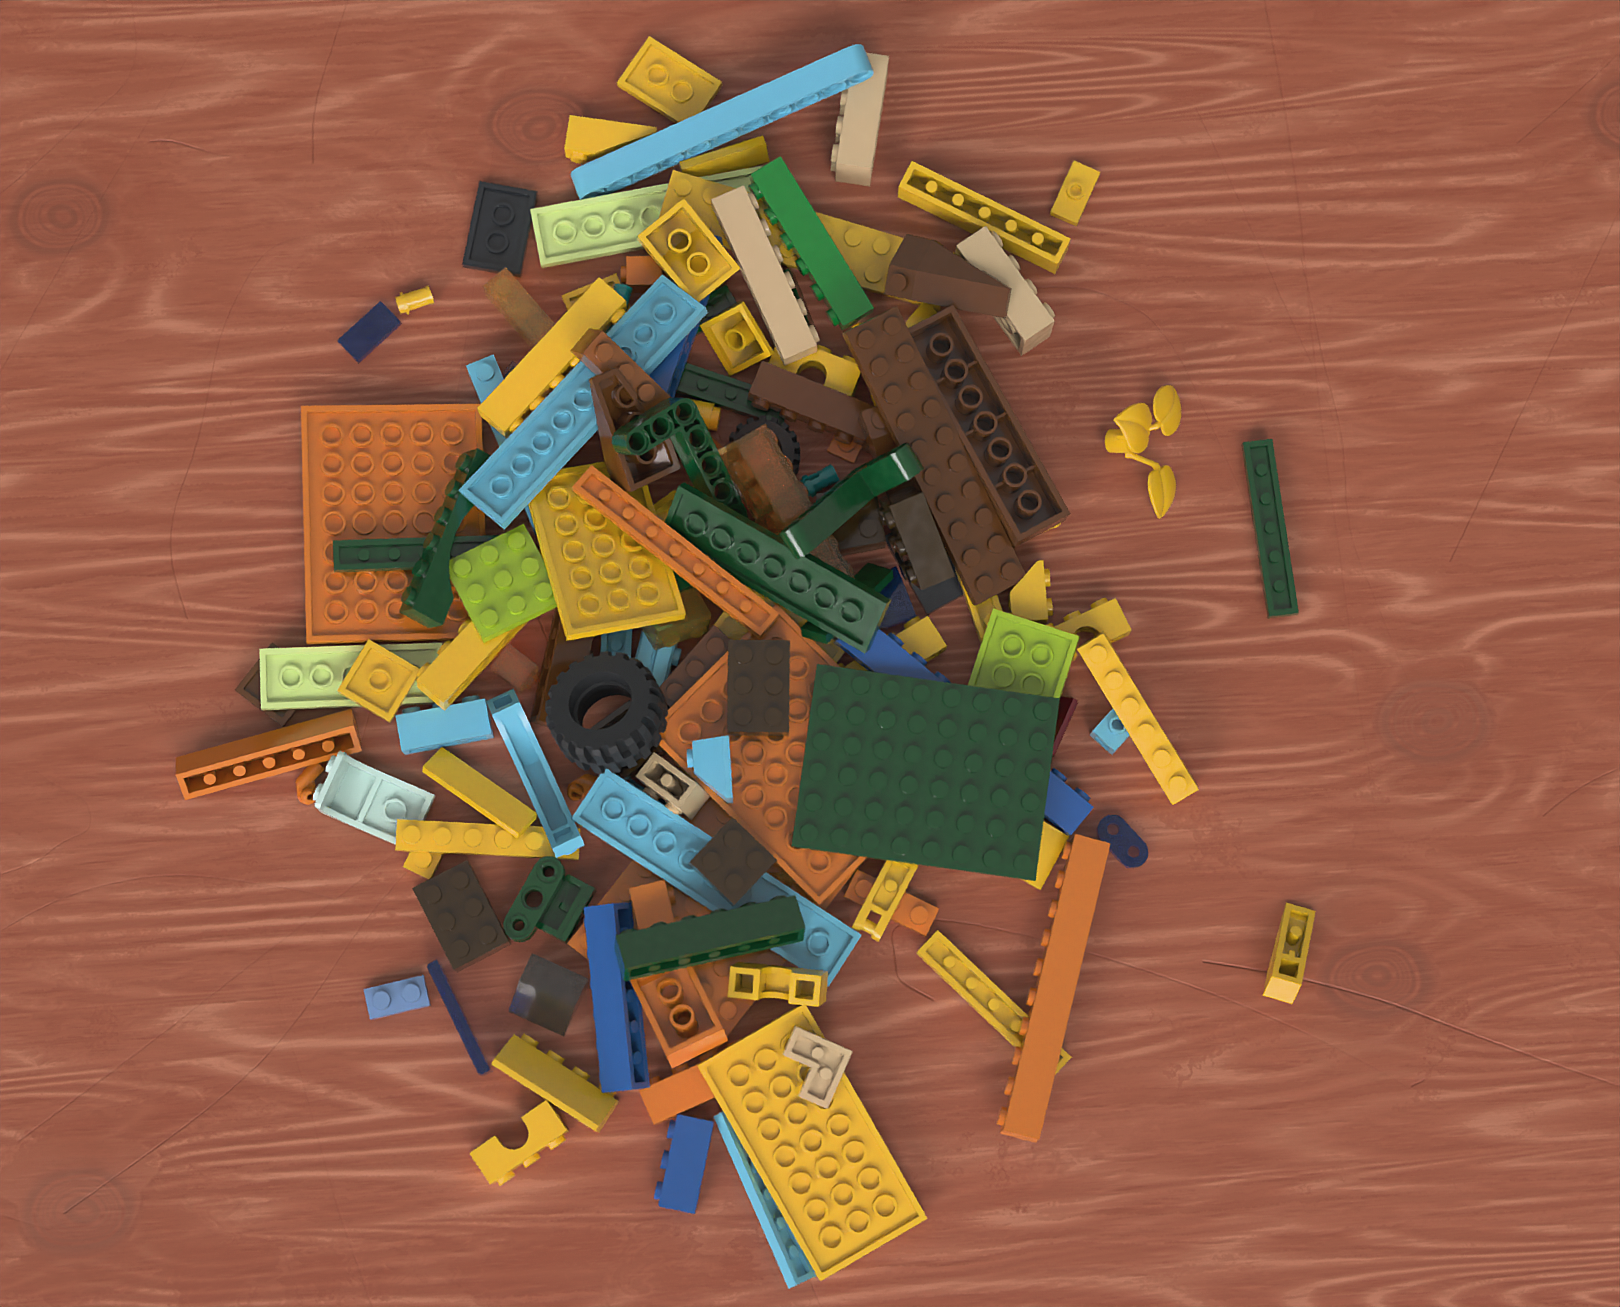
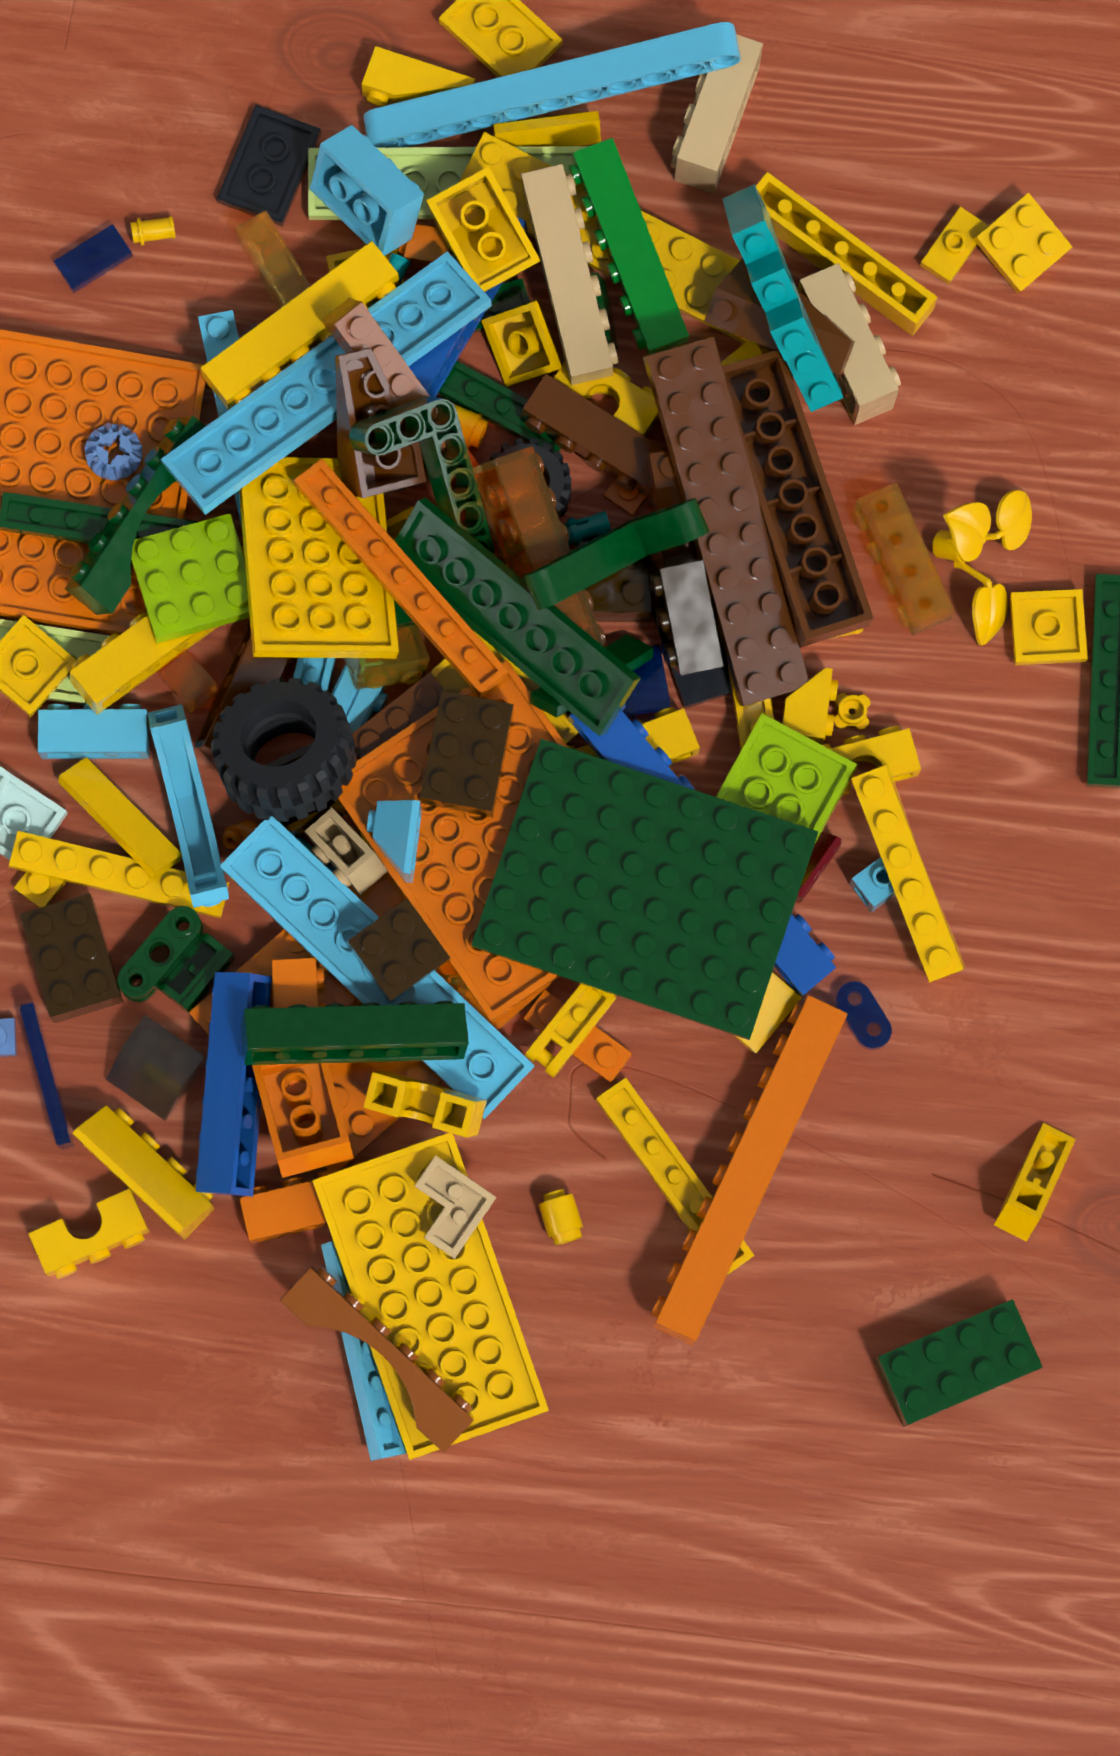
camera: 10 degrees right, 0 degrees up
(426, 500) = (98, 458): none -> medium blue gear
(586, 236) = (366, 190): none -> medium azure brick
(684, 1163) = (267, 1318): blue brick -> none
(724, 1168) = (322, 1305): none -> dark orange arch
(906, 1055) = (561, 1217): none -> yellow brick
(944, 263) = (778, 295): none -> teal arch
(1070, 585) = (855, 702): none -> yellow plate
(1083, 458) = (903, 559): none -> clear yellow brick
(1130, 181) = (1022, 243): none -> yellow plate
(1212, 493) = (1048, 627): none -> yellow plate
(1256, 1115) = (958, 1363): none -> dark green brick

